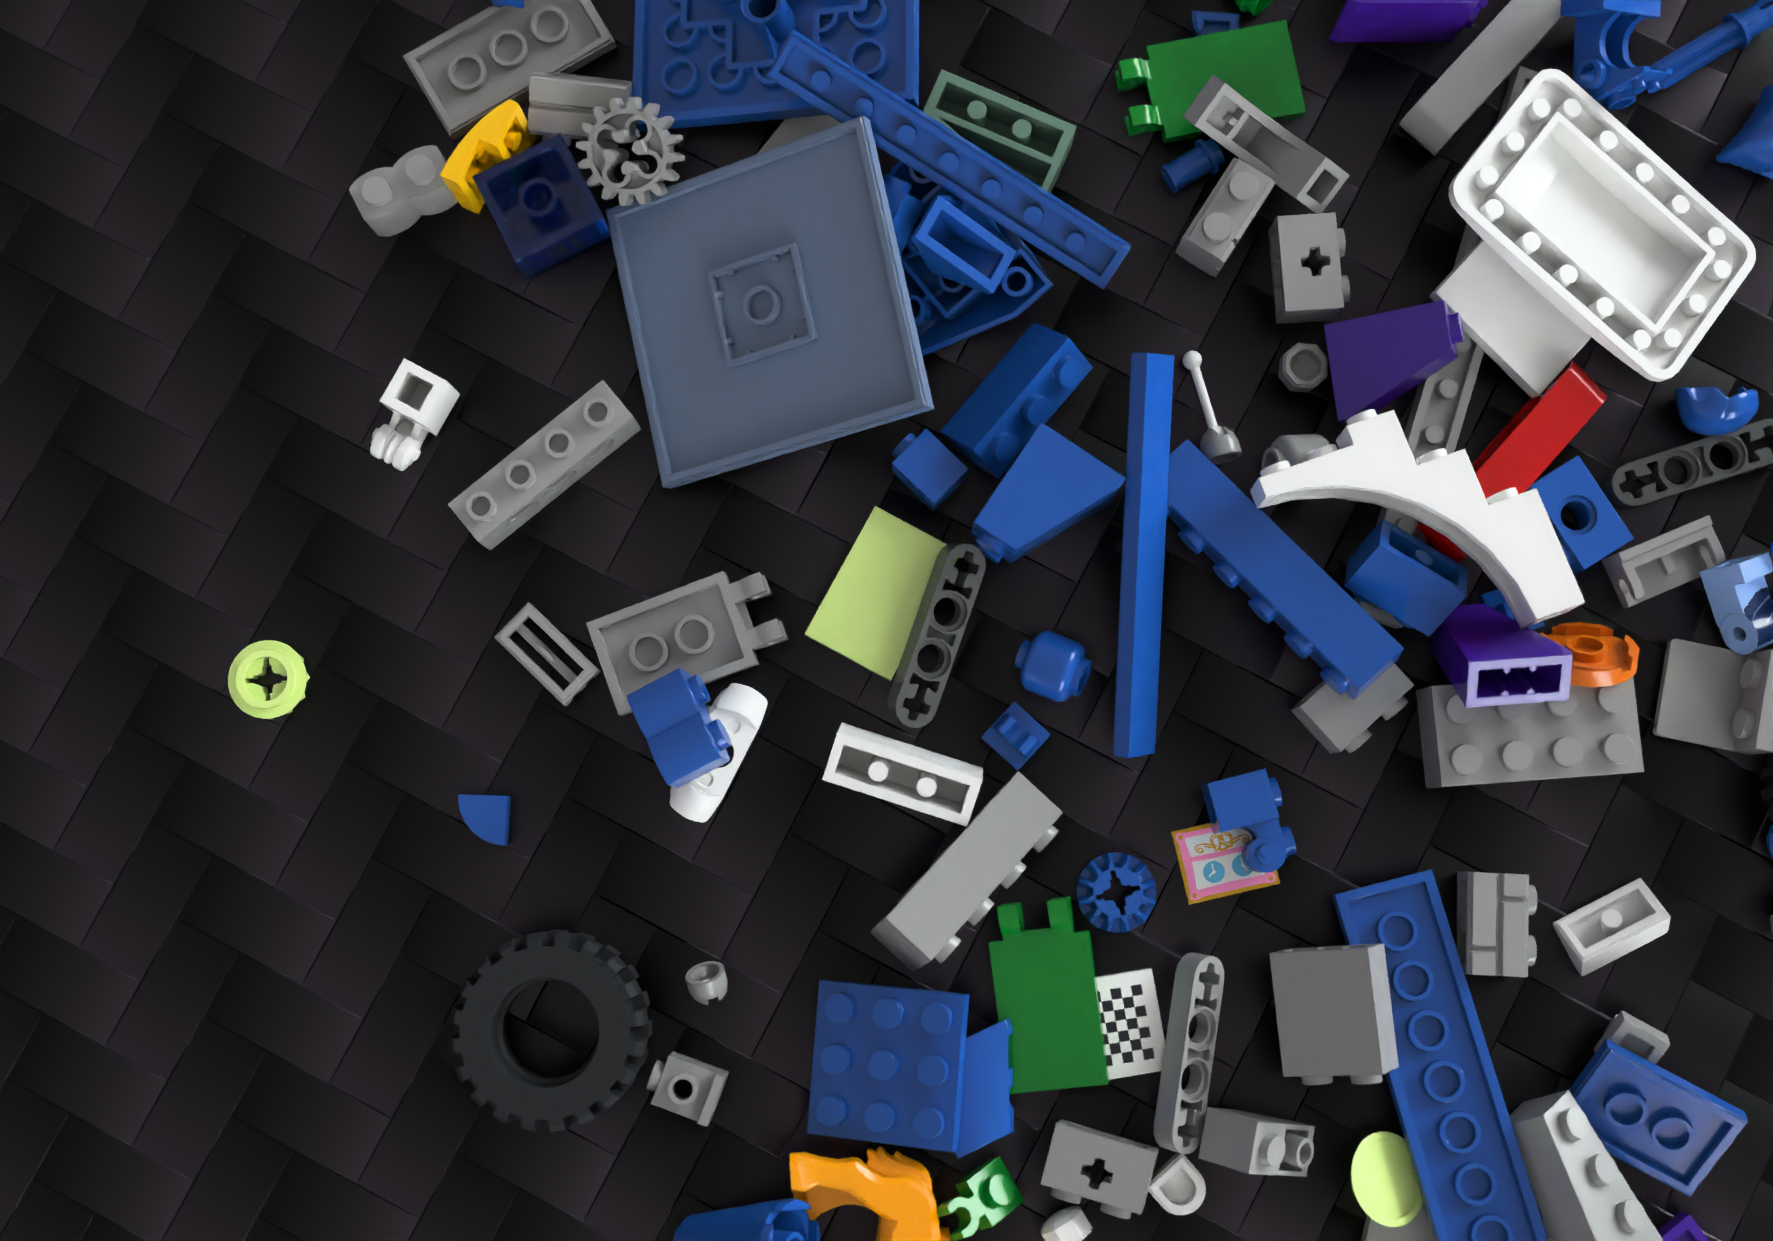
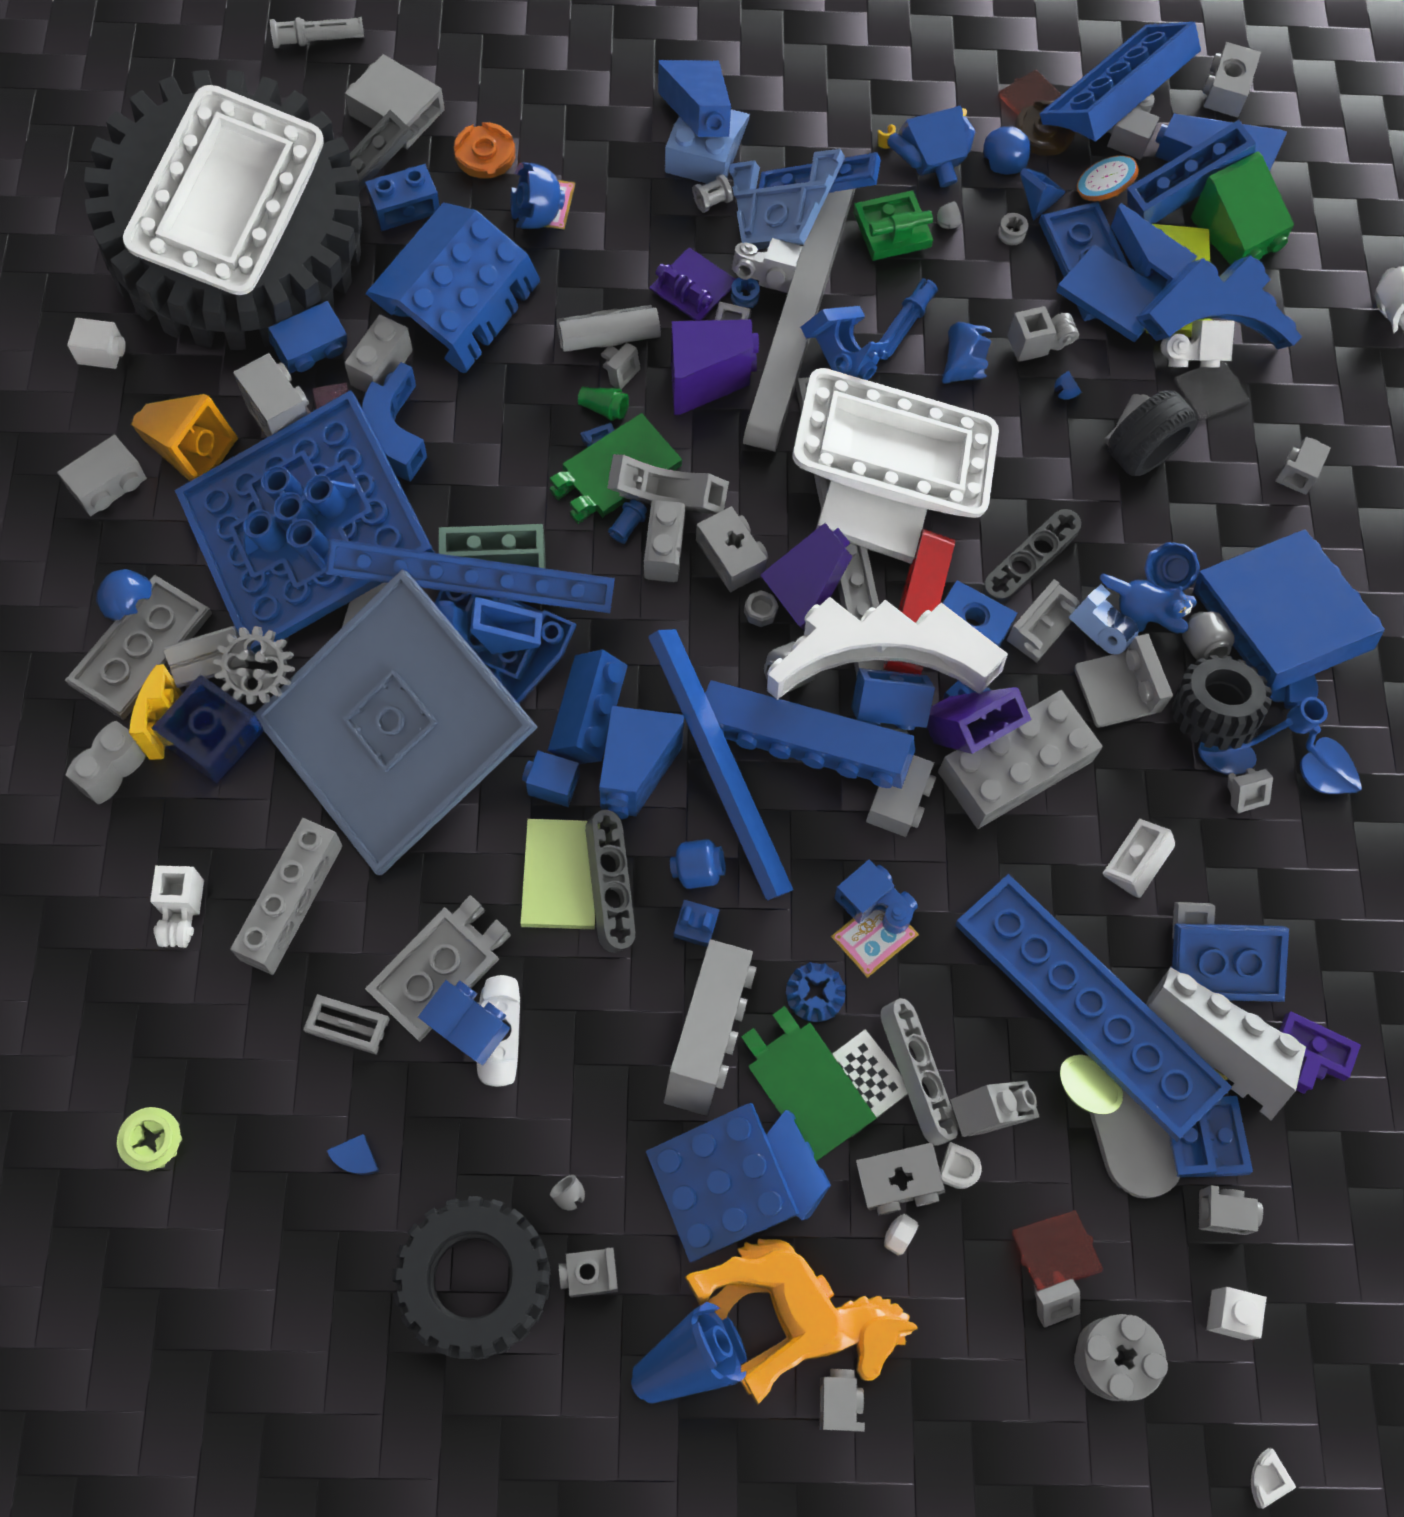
camera: 35 degrees left, 15 degrees down
(903, 774) = (634, 979): white brick -> none
(985, 1198) = (833, 1242): green plate -> none
(1218, 442) = (730, 675): hinge -> none
(1334, 1013) = (997, 993): light grey brick -> none
(1495, 923) = (1065, 888): light grey brick -> none
(1597, 654) = (1038, 692): orange tile -> none
(1712, 412) = (1024, 519): blue hair -> none

